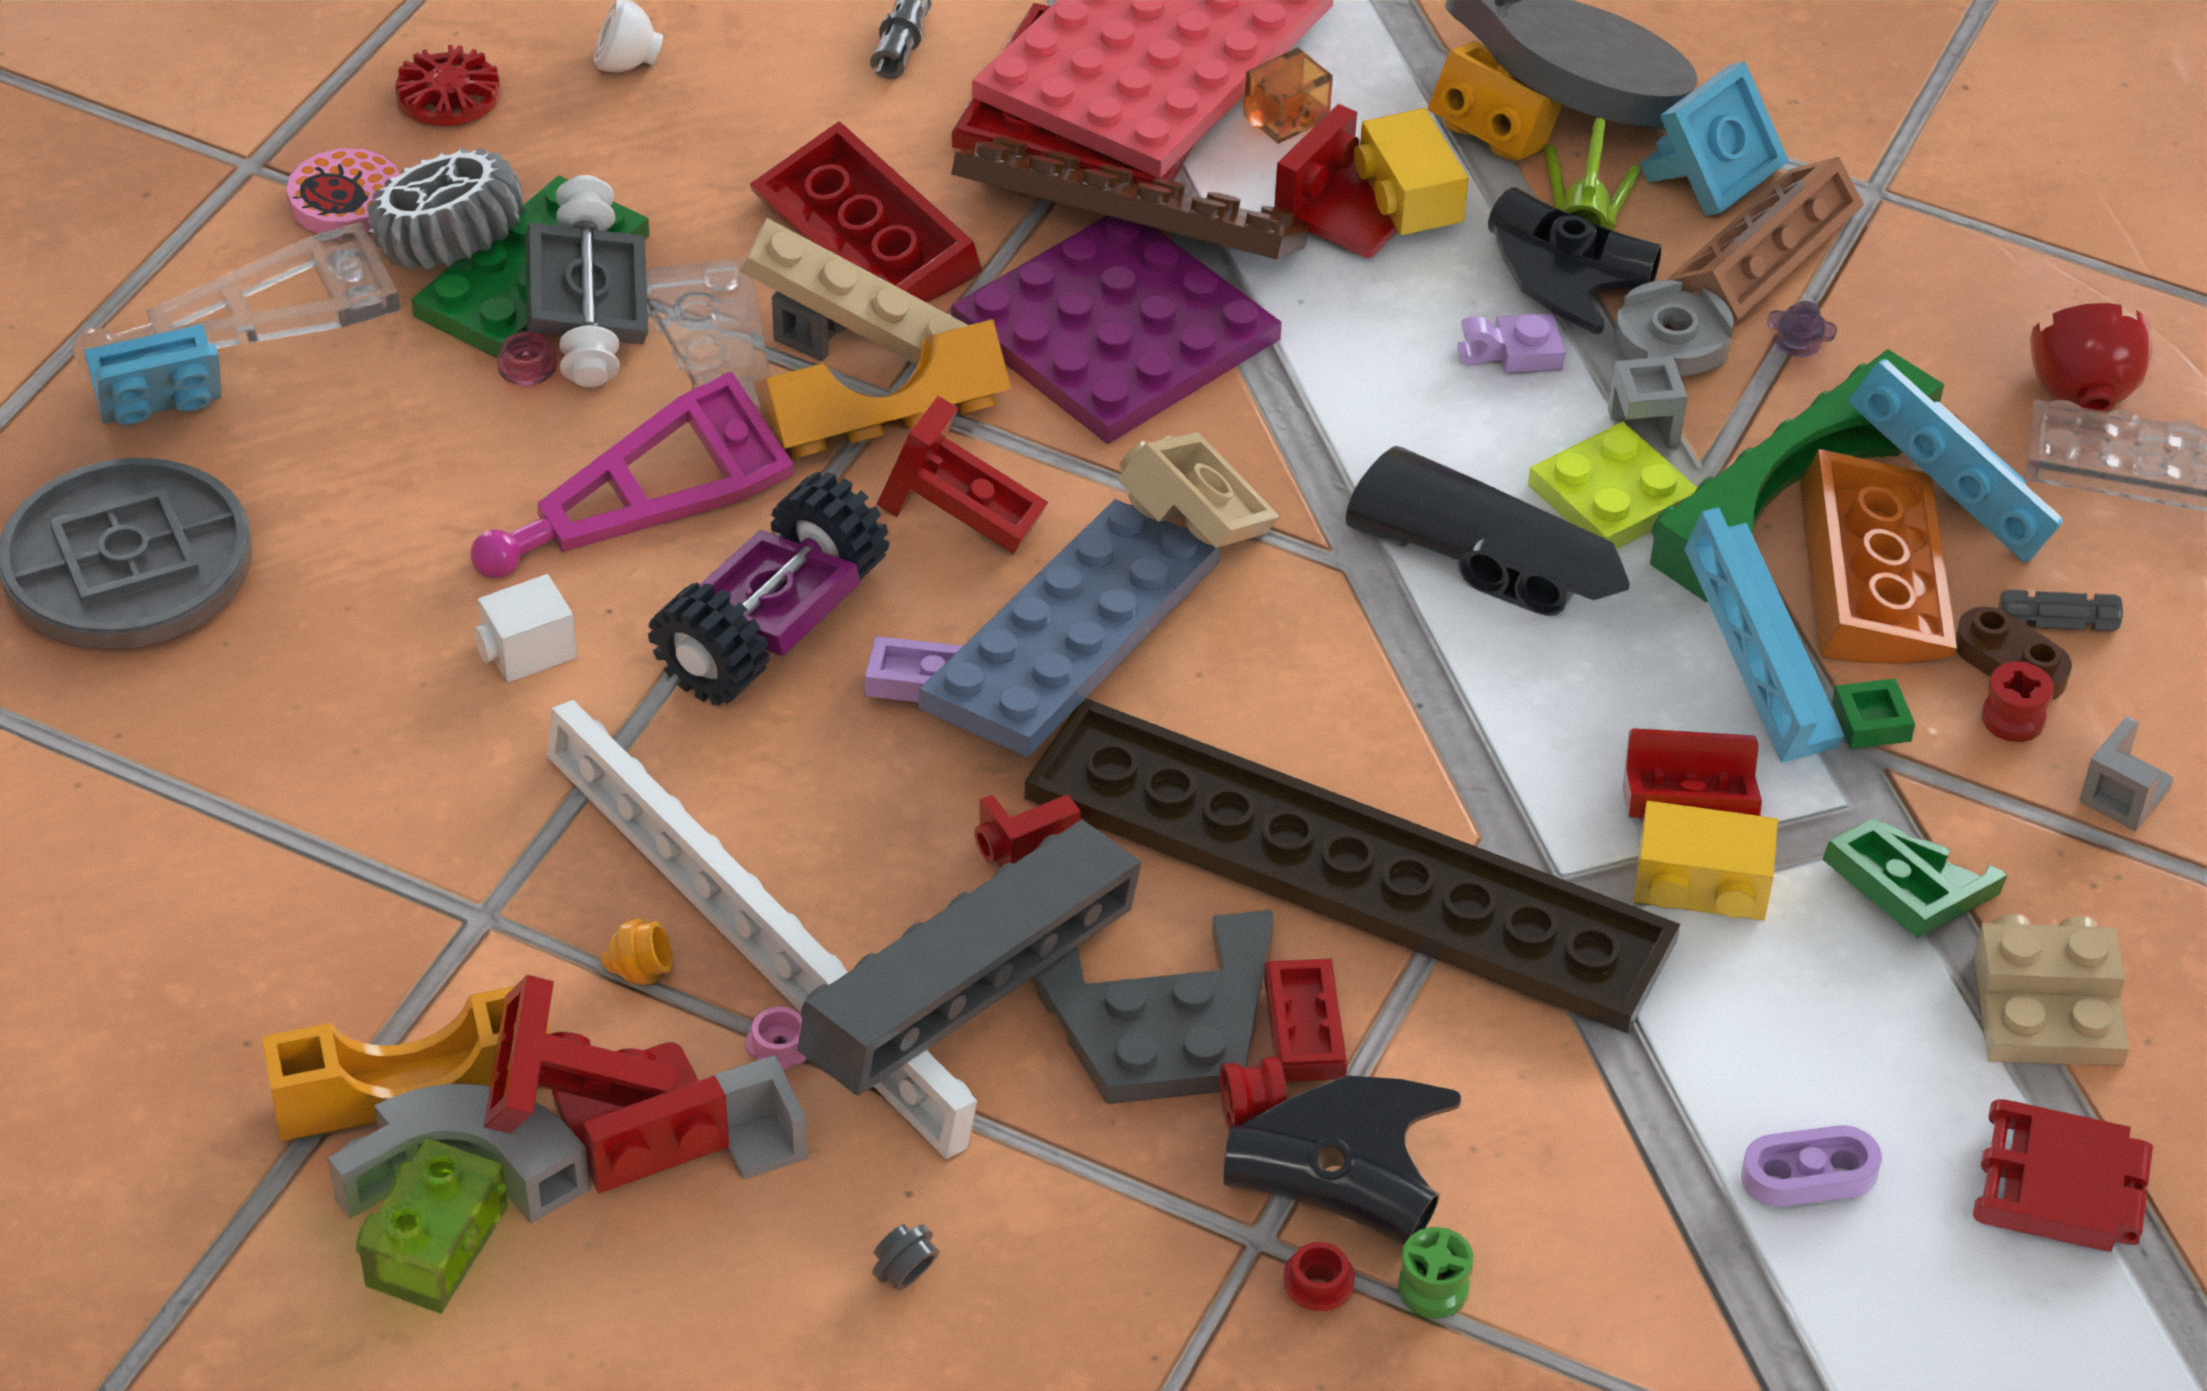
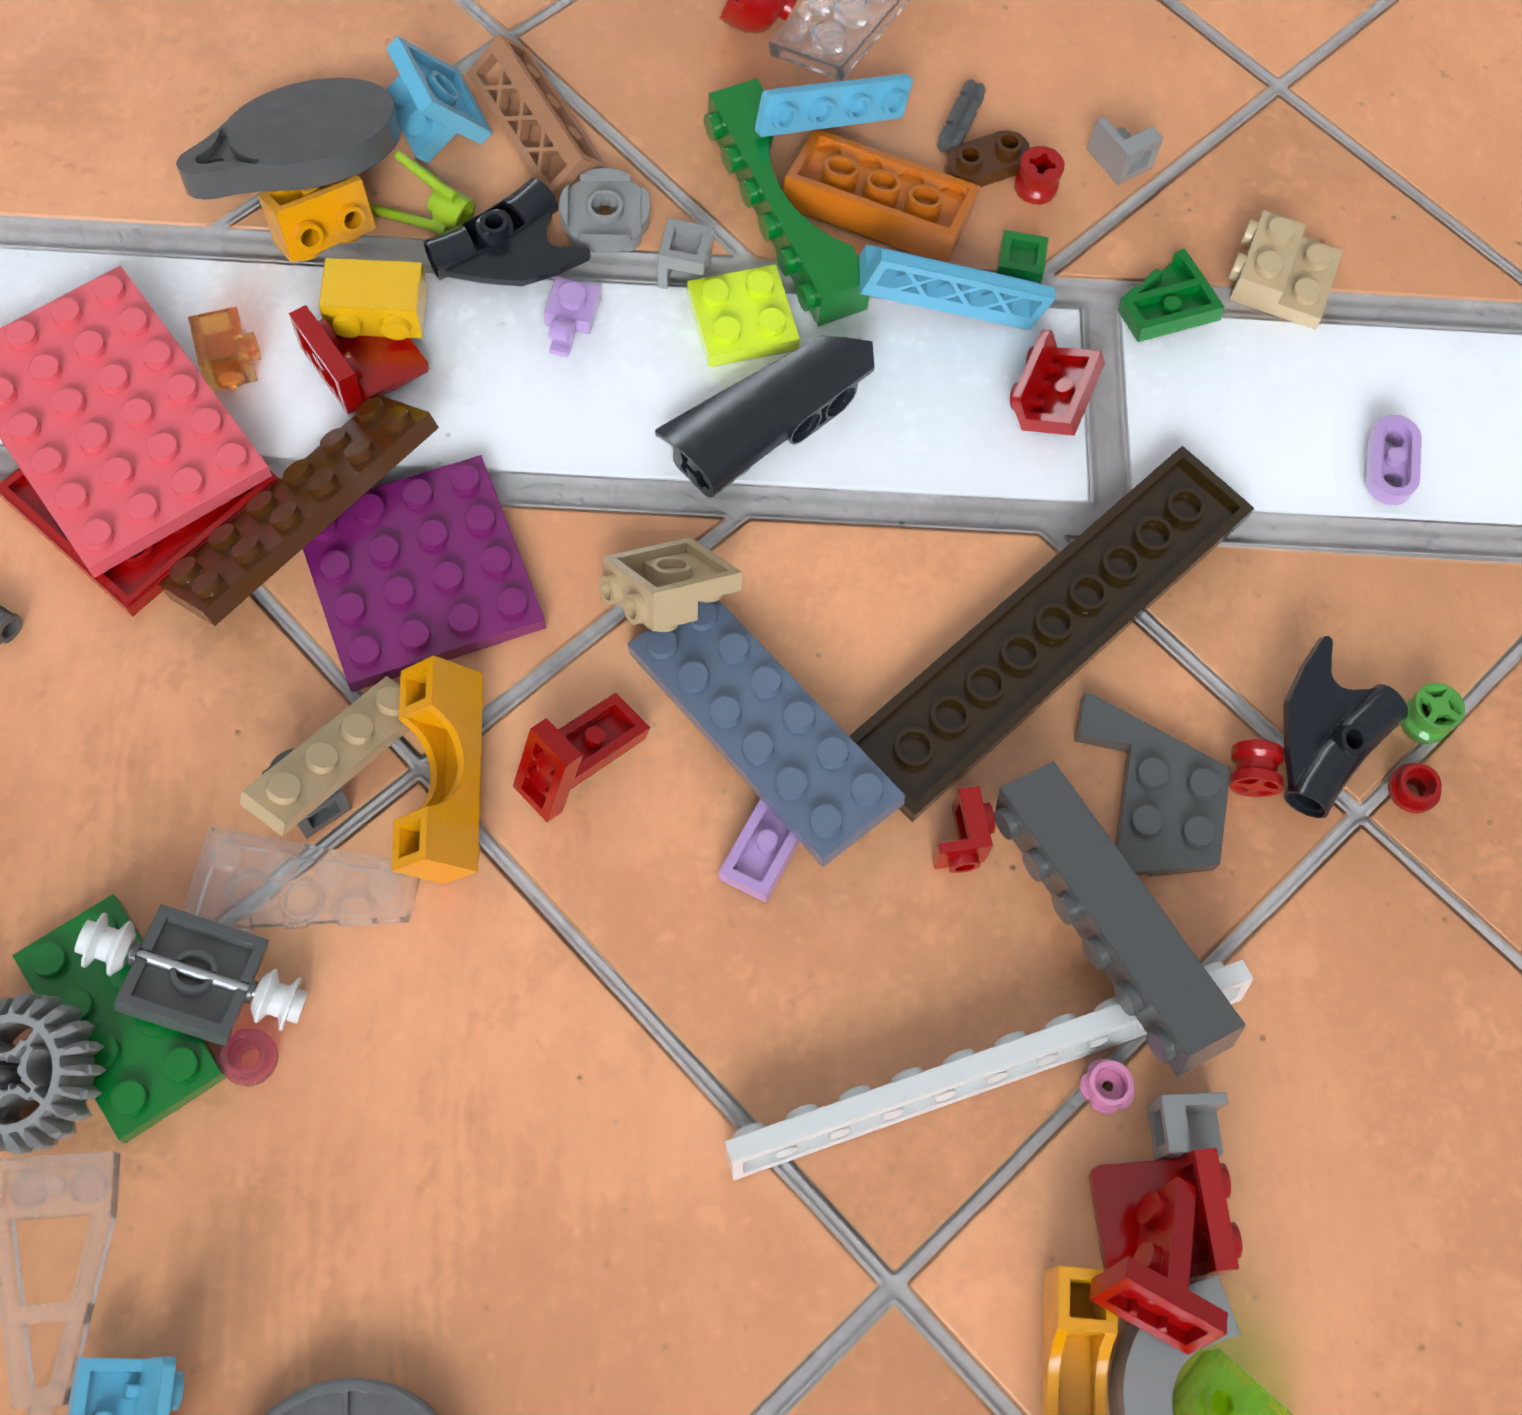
camera: 75 degrees left, 20 degrees up
(525, 628) = (596, 1158): white brick -> none
(639, 952) = (990, 1170): light orange plate -> none
(727, 428) = (444, 909): dark pink plate -> none
(770, 589) = (647, 937): plate -> none
(868, 214) = (205, 716): red slope -> none
(904, 1255) = (1345, 1060): dark grey plate -> none
(1305, 1019) = (1192, 709): red plate -> none
(1706, 860) = (1126, 407): yellow brick -> none
(1801, 329) = (636, 137): clear purple plate -> none
(2064, 1177) = (1434, 329): red plate -> none

